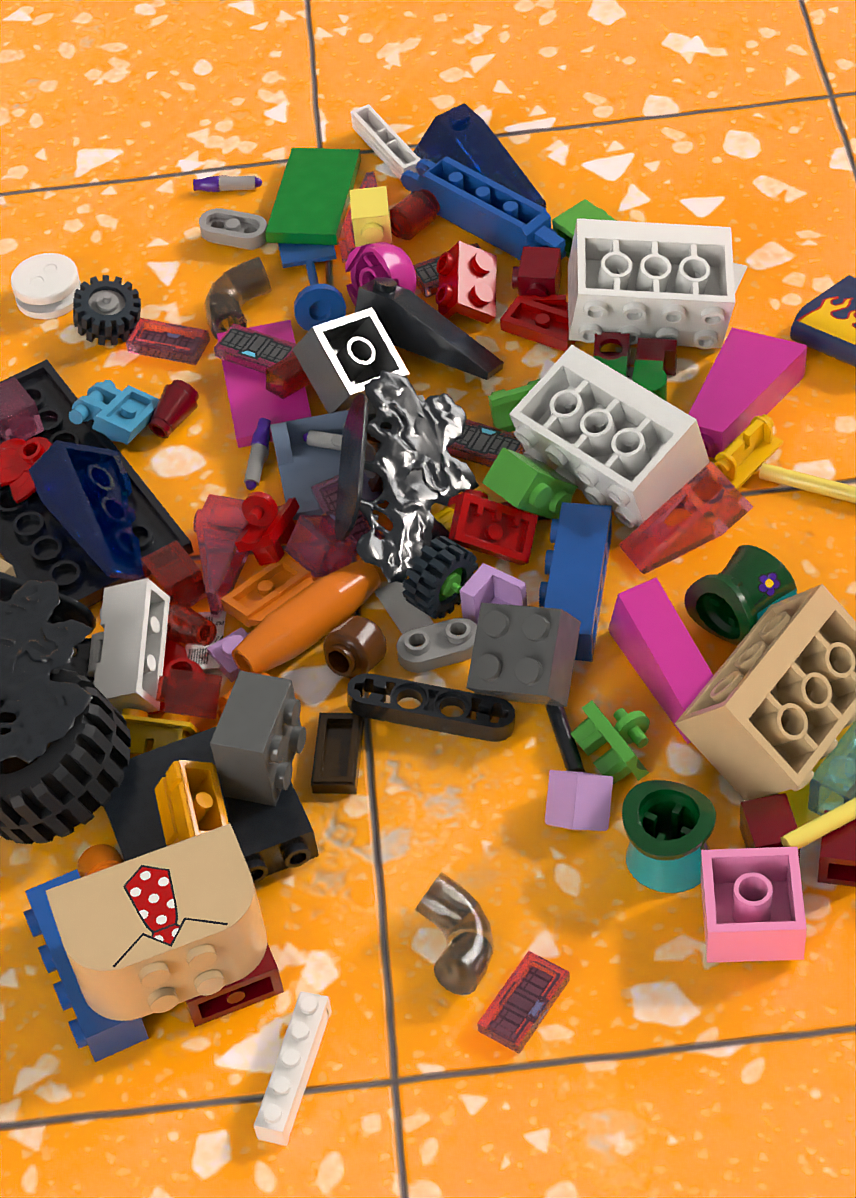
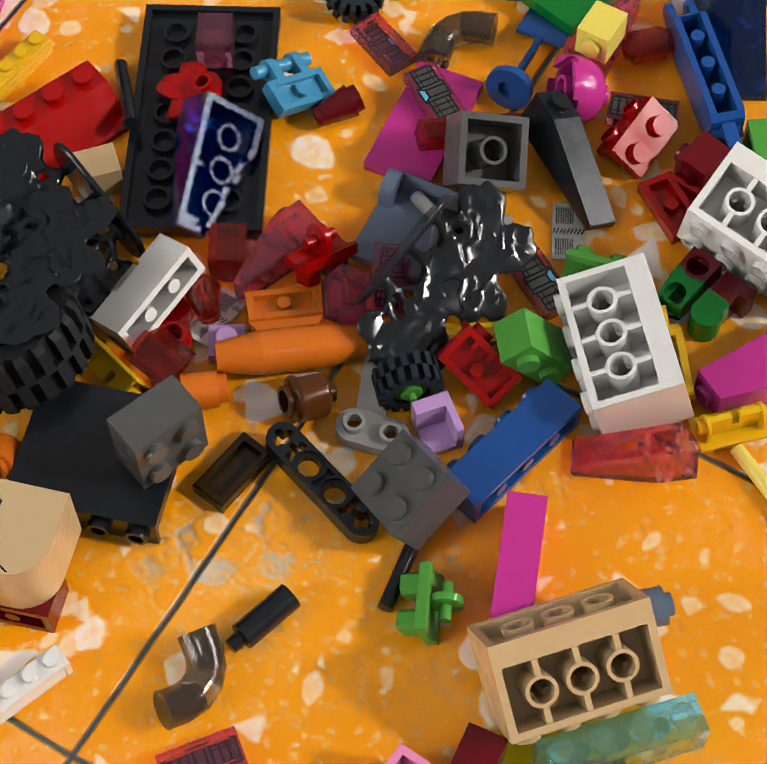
camera: 30 degrees right, 10 degrees up
(190, 800) = (74, 457): light orange brick -> none
(258, 454) = (369, 185): piece -> none
(466, 393) = (566, 230): none -> clear sticker
(476, 847) = (262, 618): none -> black cylinder
(578, 800) = (364, 633): lavender panel -> none
(666, 834) = (396, 707): dark green hat -> none
(740, 594) = (617, 549): dark green hat -> none

